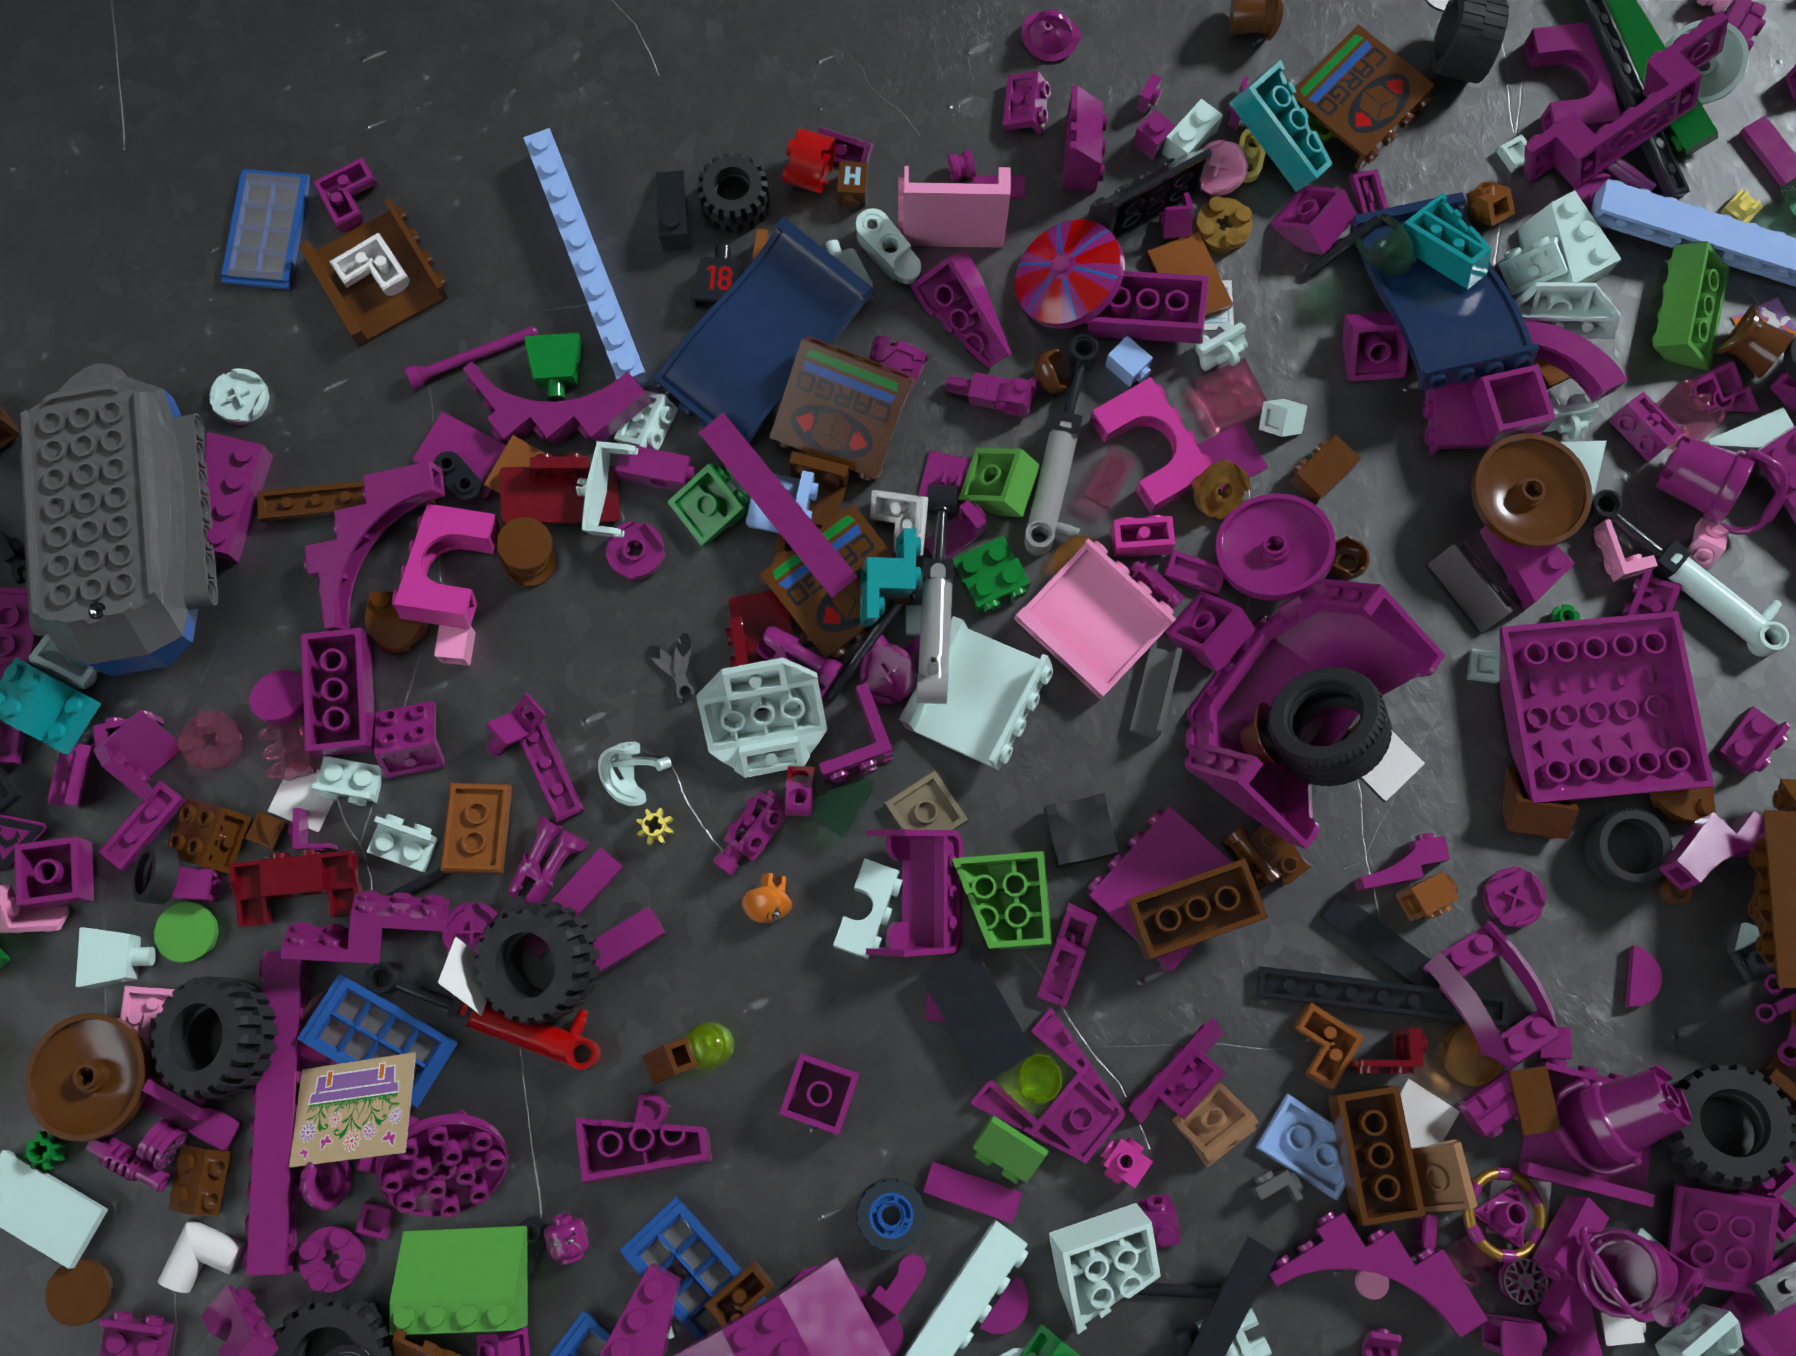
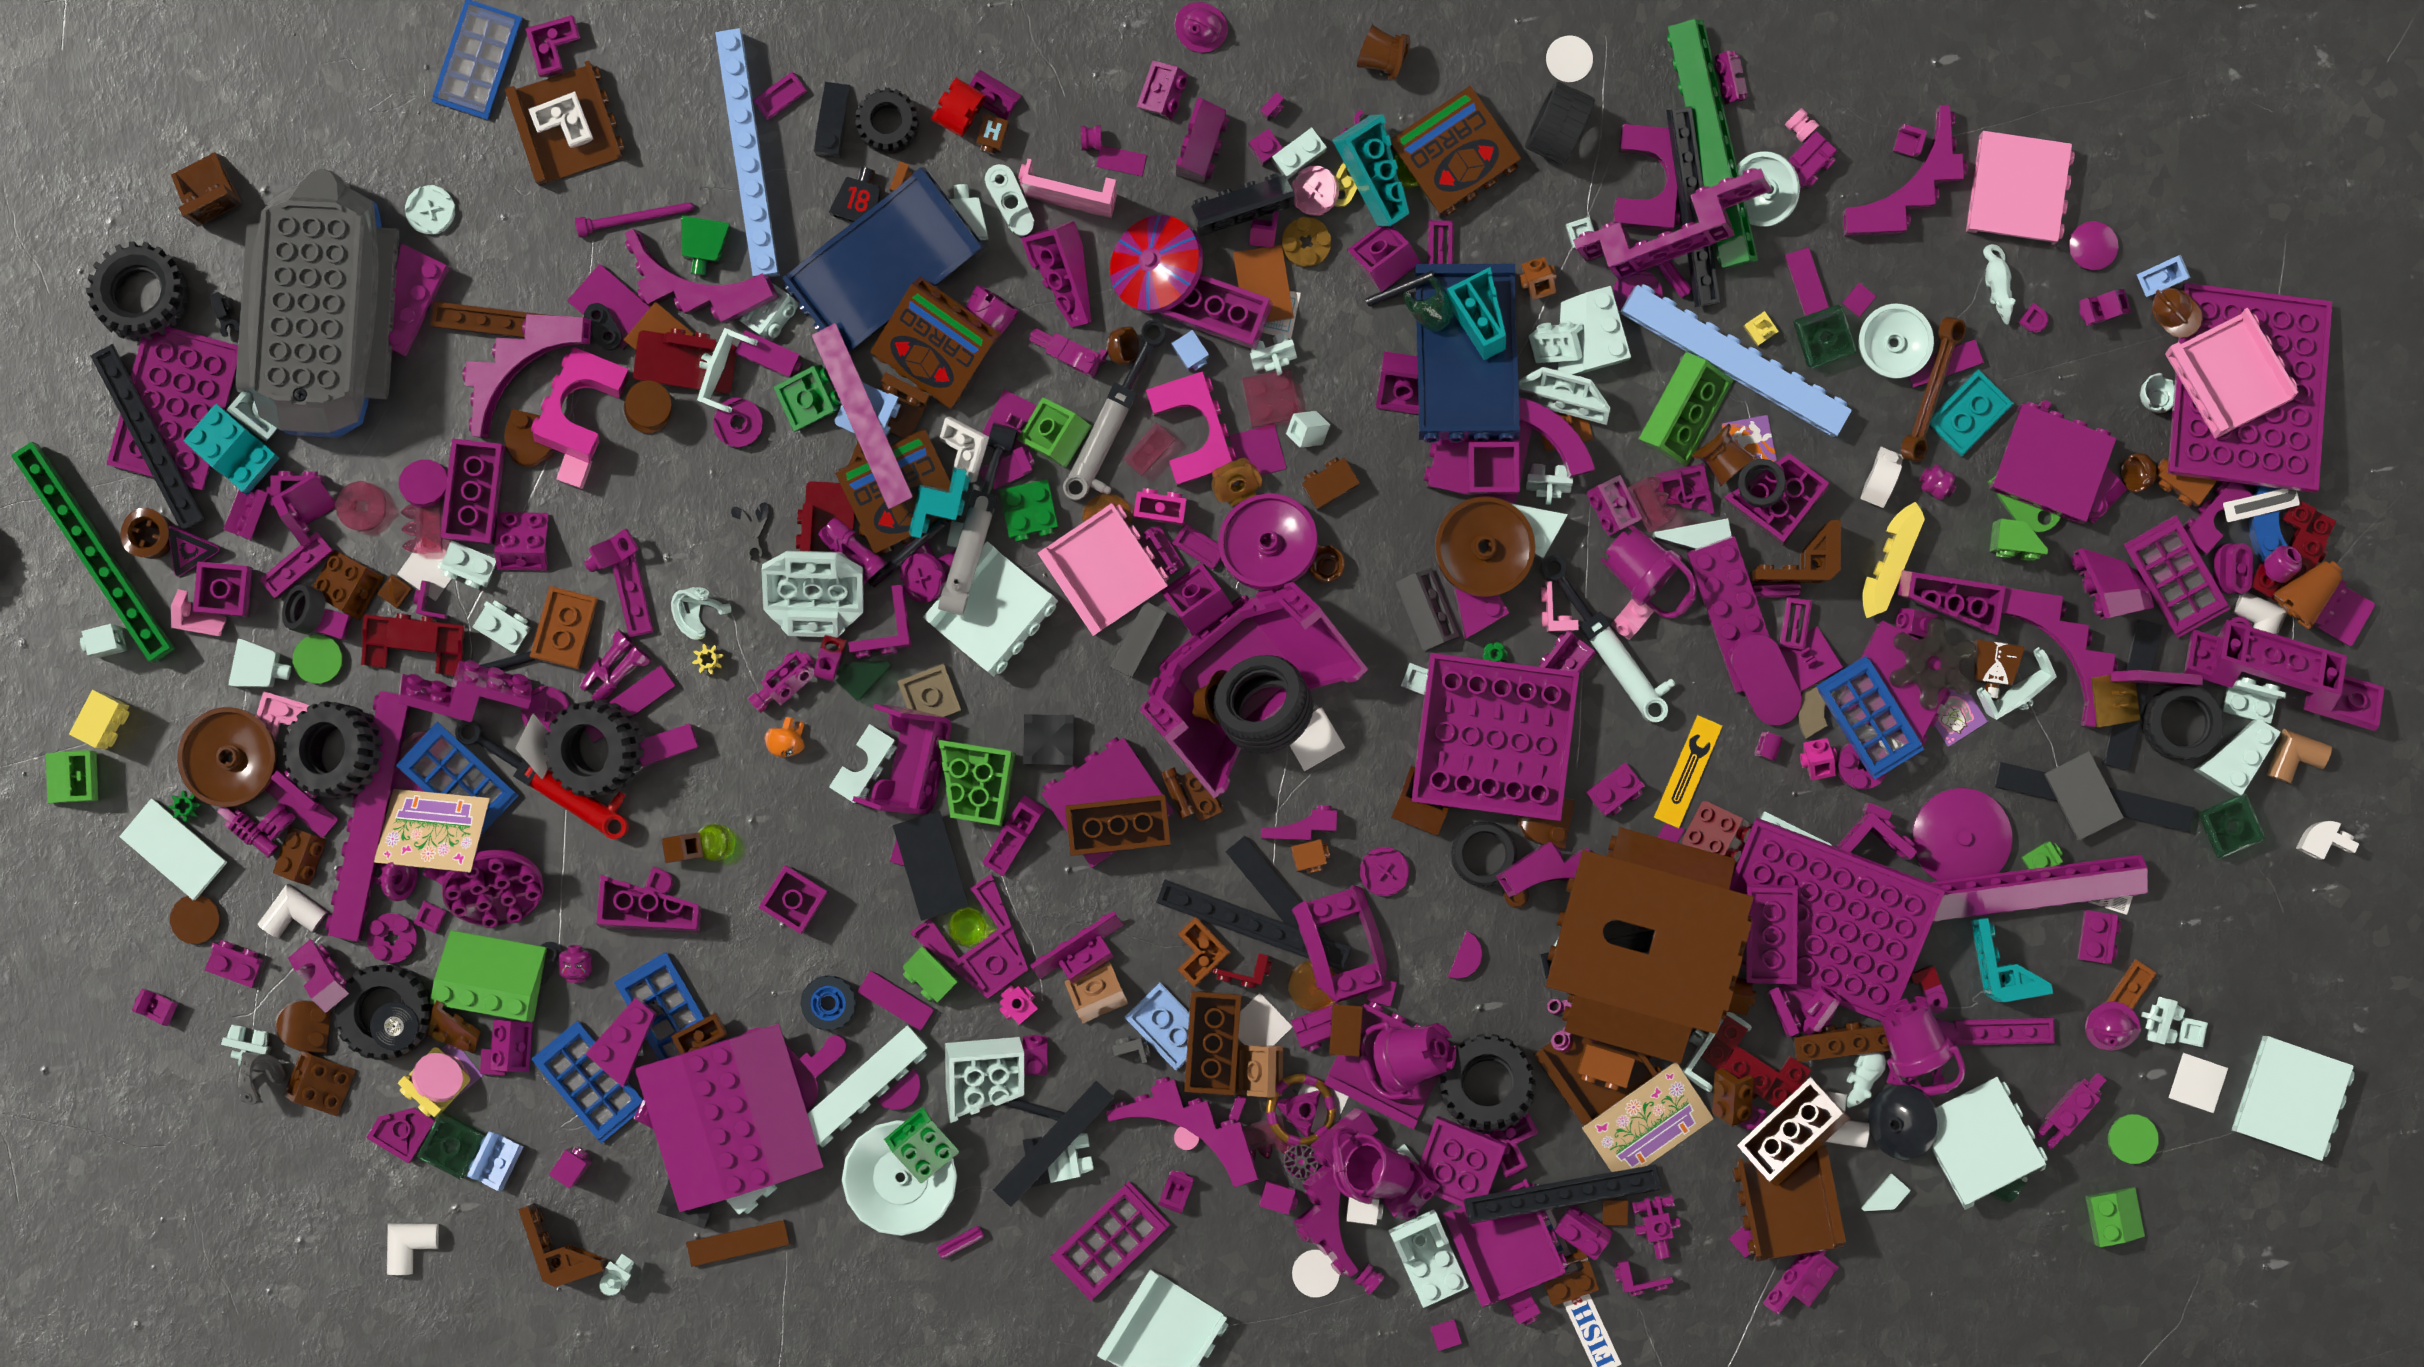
camera: 10 degrees right, 10 degrees up
(609, 197) = (780, 96): none -> magenta tile

